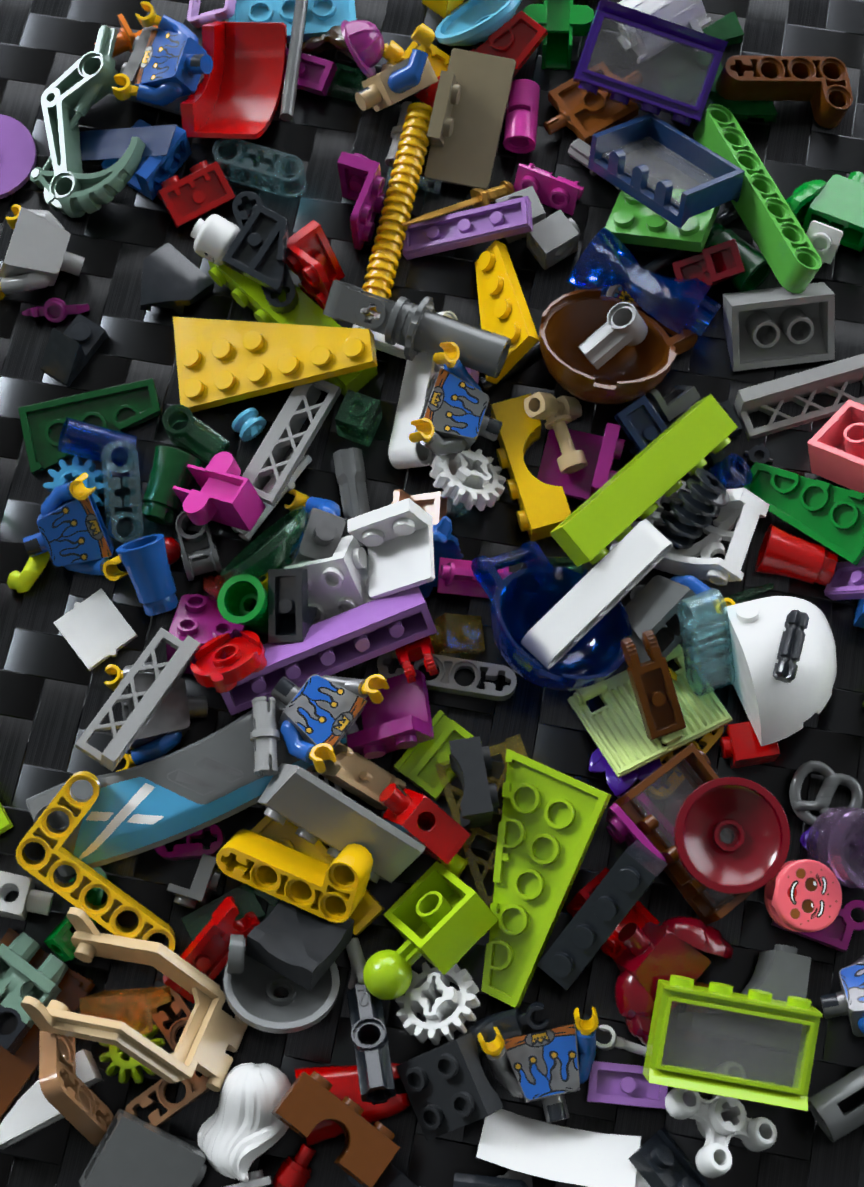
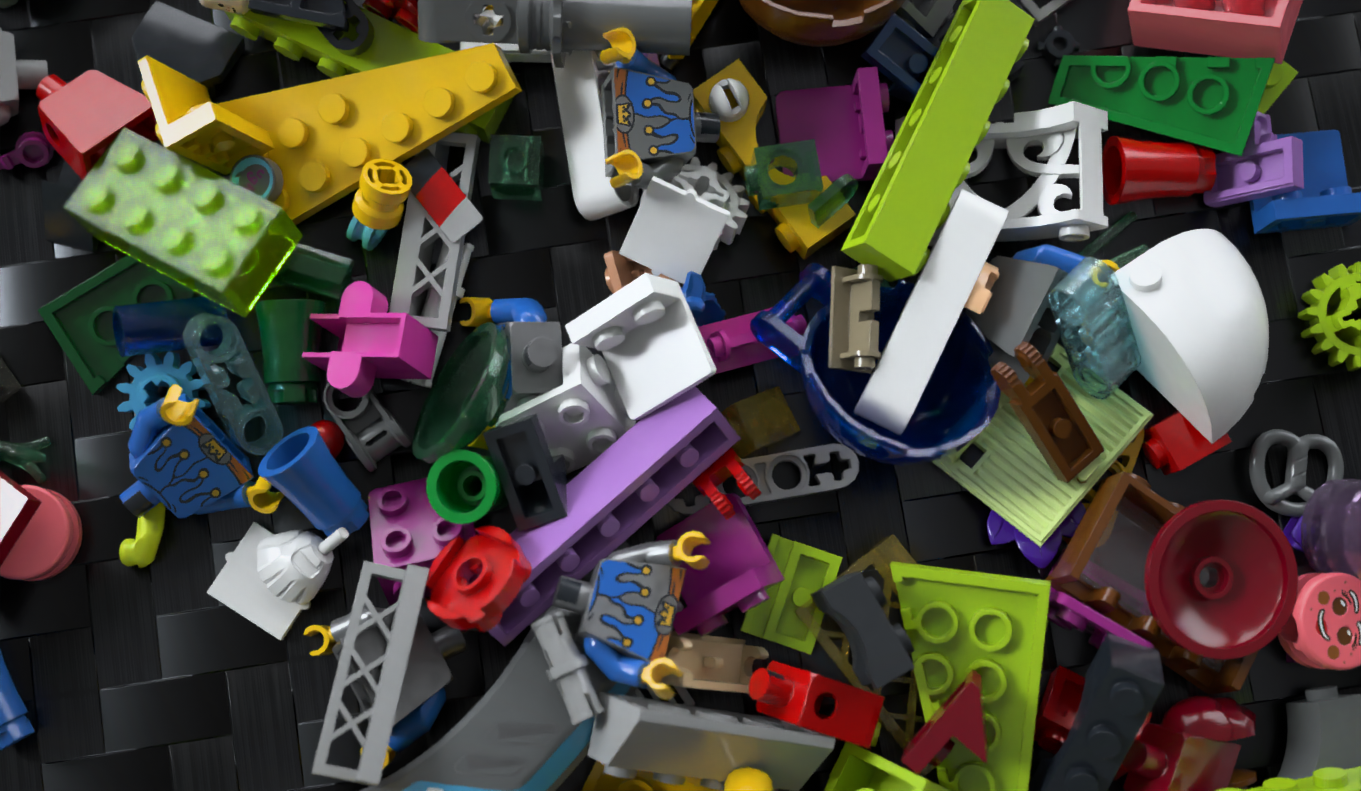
camera: 30 degrees left, 10 degrees up
(101, 304) = (88, 115): none -> torso
(118, 622) = (297, 563): none -> white piece
(131, 380) = (184, 221): none -> clear neon green brick
(163, 323) = (194, 124): none -> yellow bracket
(186, 371) = (259, 176): none -> dark grey tile
(212, 585) = (409, 471): clear red piece -> none
(263, 403) = (381, 194): none -> yellow wheel
(300, 417) = (441, 196): none -> sticker
(352, 484) = (548, 275): dark grey axle -> none
(443, 485) = (673, 231): none -> white piece
(505, 417) = (719, 102): none -> white hinge
(517, 862) = (959, 716): none -> dark red slope
(535, 488) = (797, 157): none -> clear green brick
(542, 580) = (852, 322): none -> dark tan hinge
(558, 414) = (783, 74): tan bar -> none
(558, 501) = (832, 199): none -> clear green piece
(637, 590) = (981, 291): none -> light nougat tile
(694, 511) = (1017, 152): black piece -> none
(732, 472) = (1035, 87): clear blue wheel -> none
(791, 646) = (1223, 306): black axle -> none

